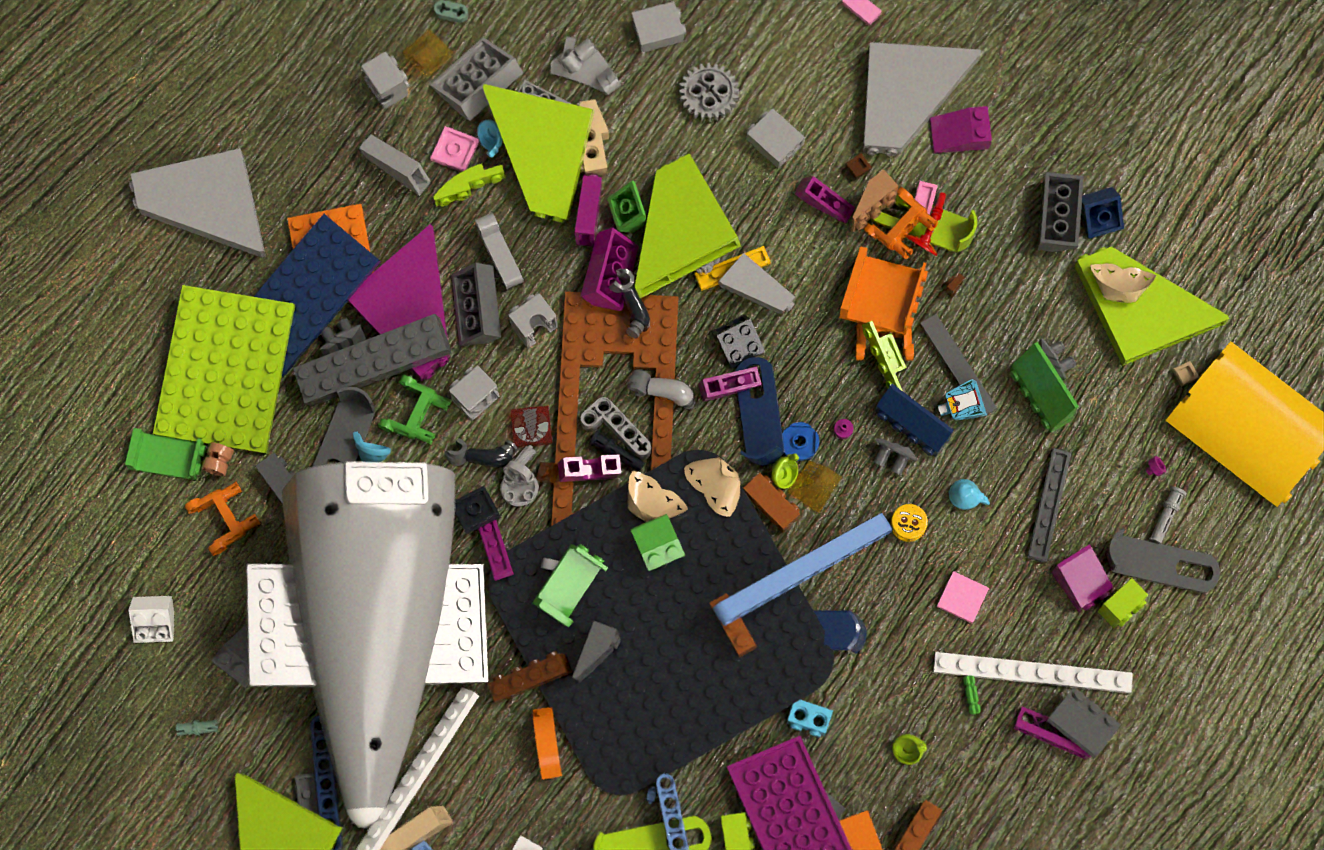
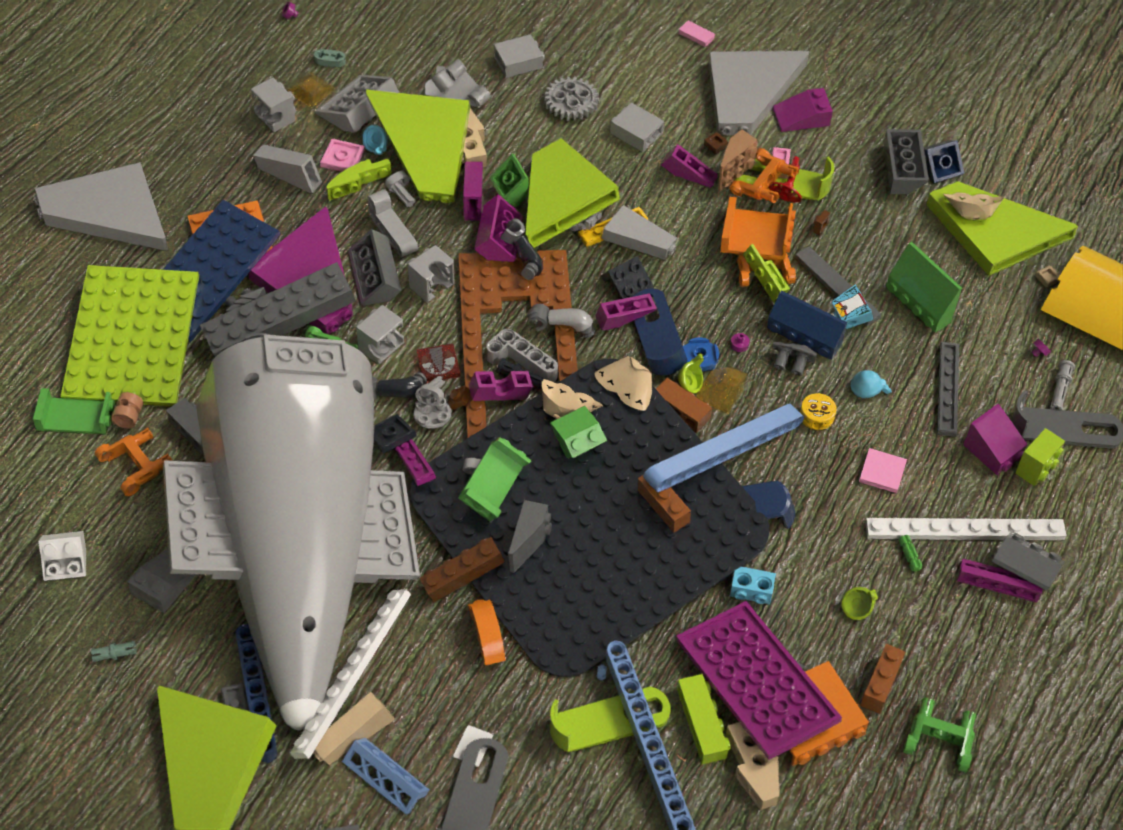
camera: 10 degrees left, 20 degrees down
(506, 194) = (396, 184): none -> light grey piece

